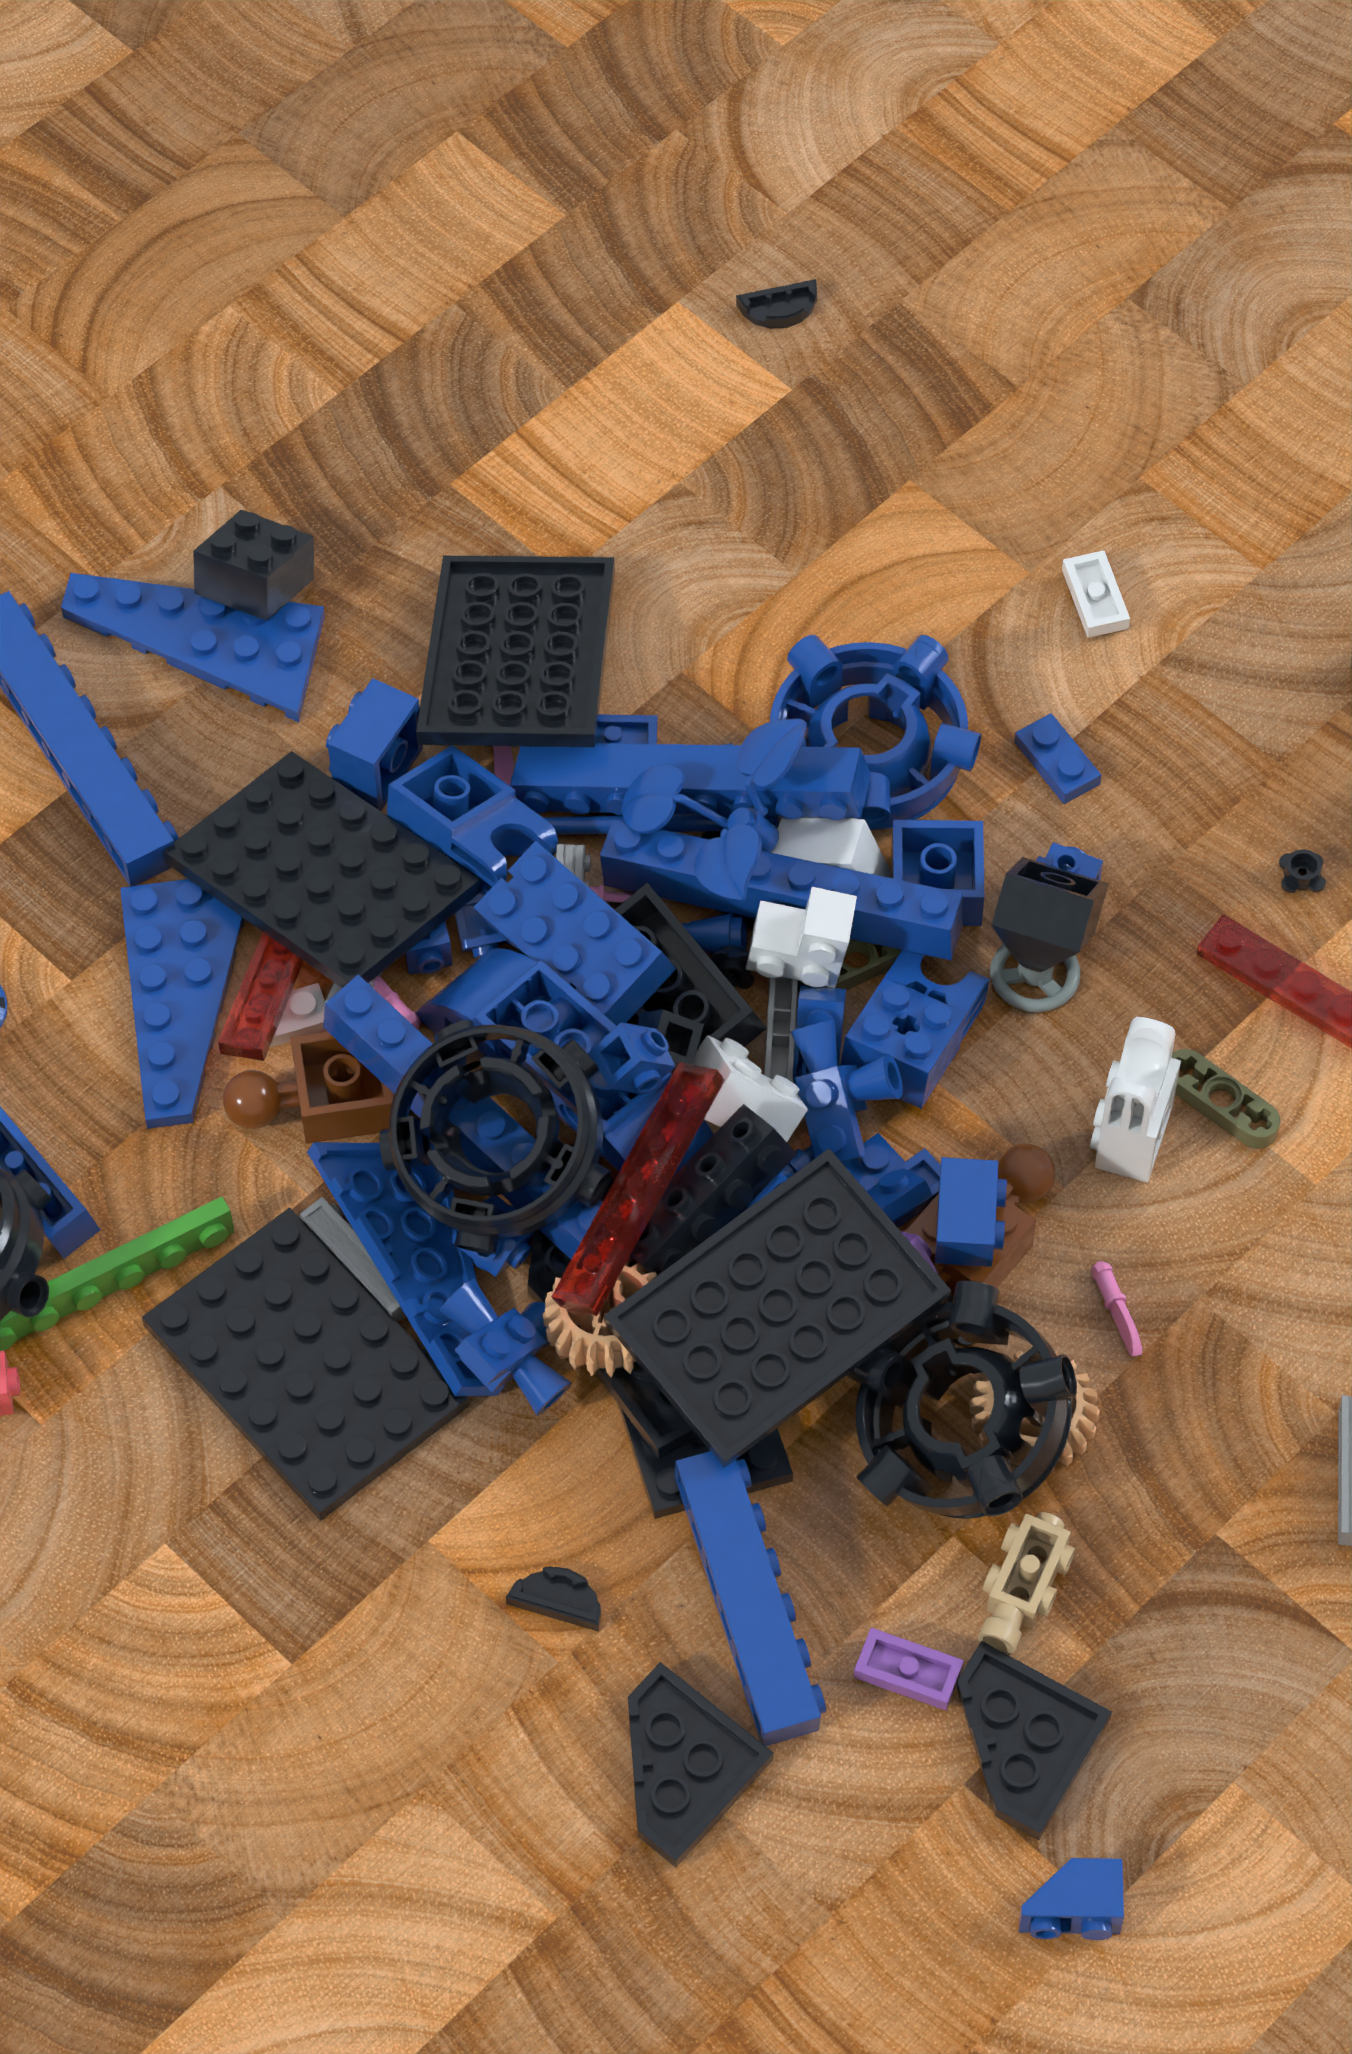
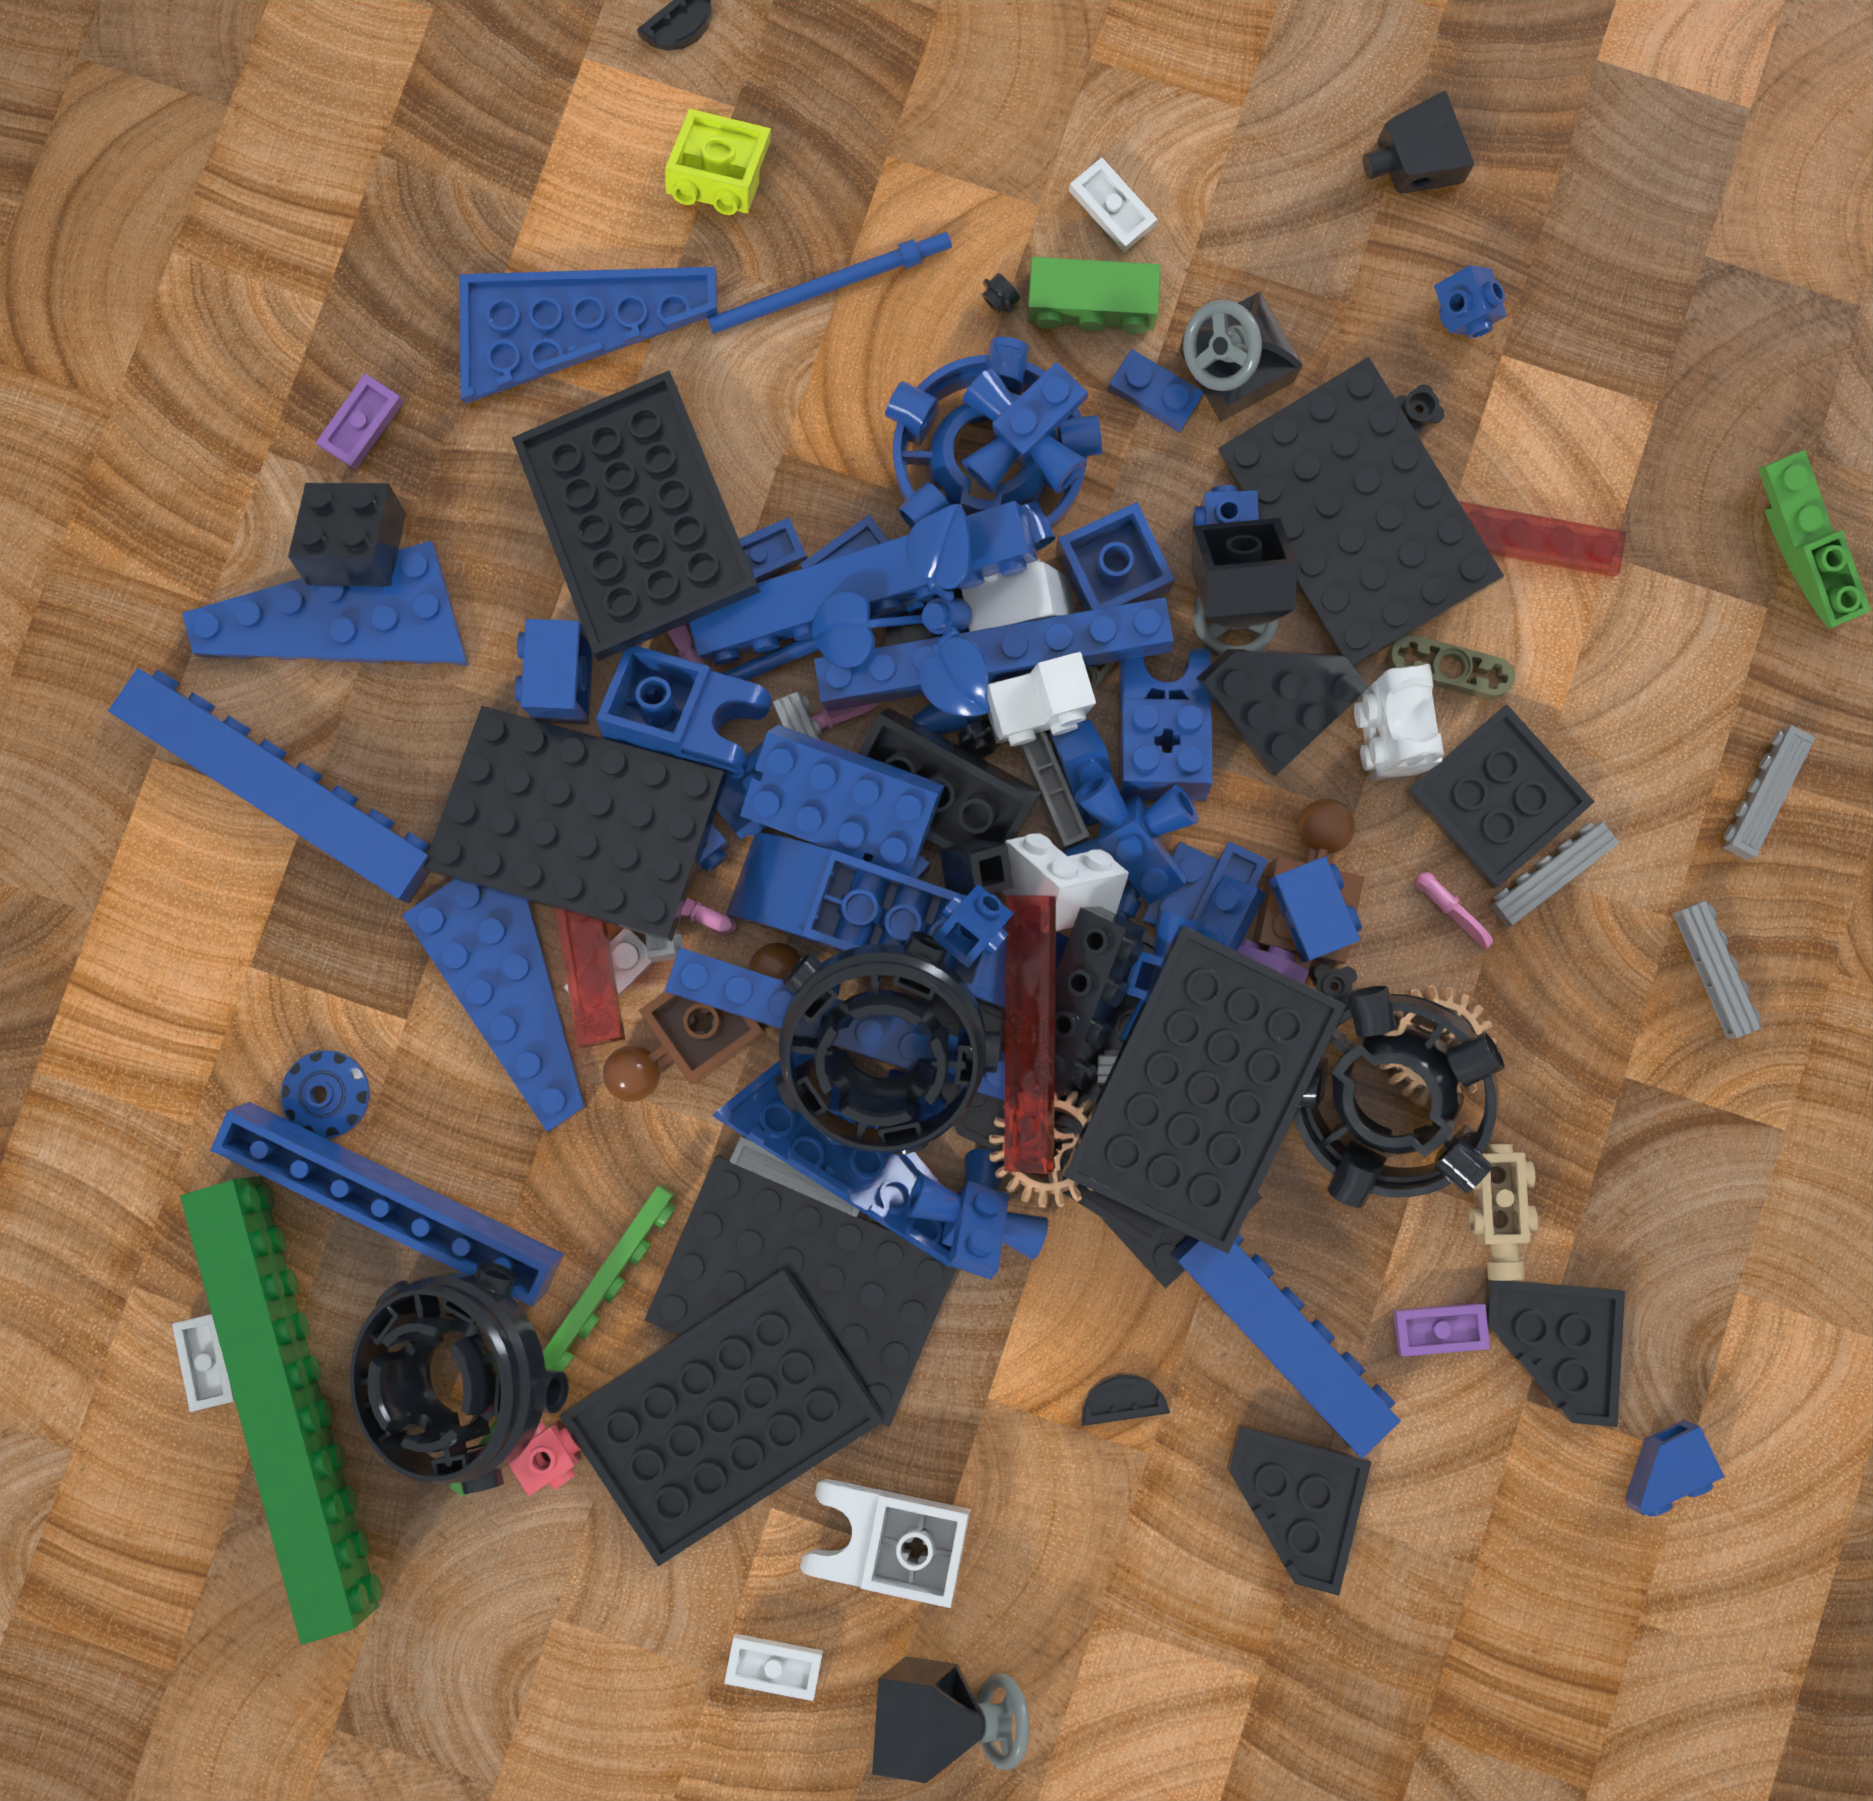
camera: 25 degrees left, 25 degrees up
(86, 1675) = (773, 1667): none -> white plate
(166, 1422) = (722, 1416): none -> black plate
(209, 1769) = (932, 1719): none -> black piece
(266, 1610) = (877, 1549): none -> white brick
(315, 491) = (360, 422): none -> medium lavender plate
(528, 481) = (548, 321): none -> blue wing
(749, 419) = (716, 162): none -> neon yellow plate
(884, 559) = (907, 255): none -> blue bar
(906, 708) = (1026, 428): none -> blue brick
(952, 622) = (1000, 294): none -> black plate
(1035, 1045) = (1280, 698): none -> black plate
(1038, 654) = (1093, 294): none -> bright green brick
(1143, 749) = (1238, 354): none -> piece
(1198, 924) = (1363, 511): none -> black plate
(1212, 1225) = (1500, 796): none -> black plate
(1232, 1316) = (1553, 873): none -> light grey piece

